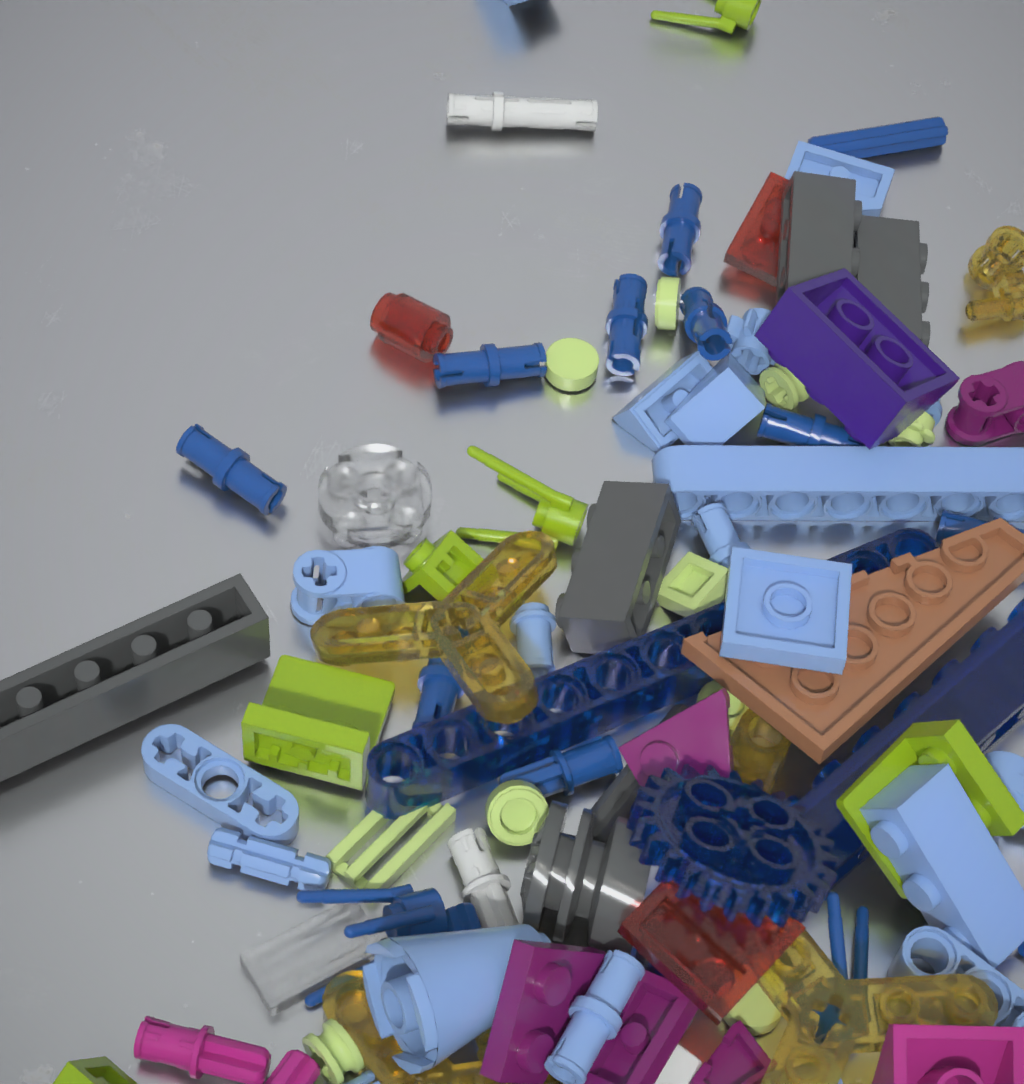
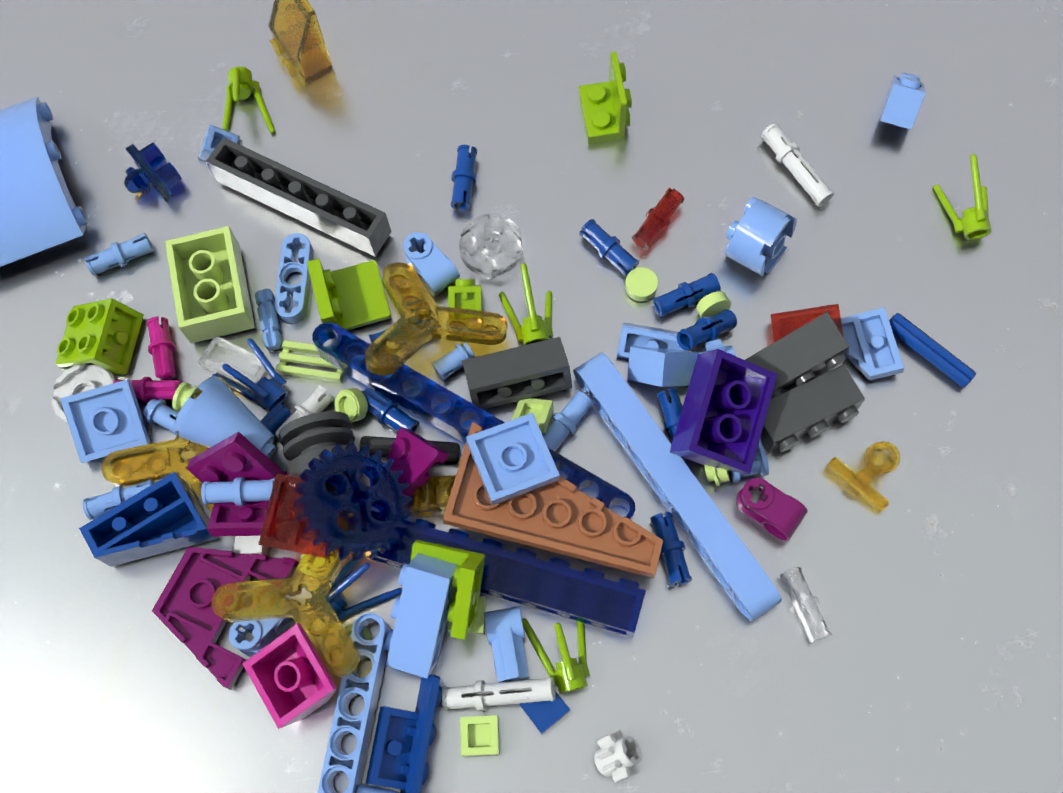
camera: 70 degrees right, 15 degrees up
(149, 902) = (209, 284): none -> yellowish green brick
(263, 234) = (606, 105): none -> lime bracket
(411, 326) = (606, 199): clear red brick -> none
(487, 290) = (658, 218): none -> clear red pin
(613, 194) = (759, 236): none -> light blue brick
(680, 229) = (773, 284): blue pin -> none

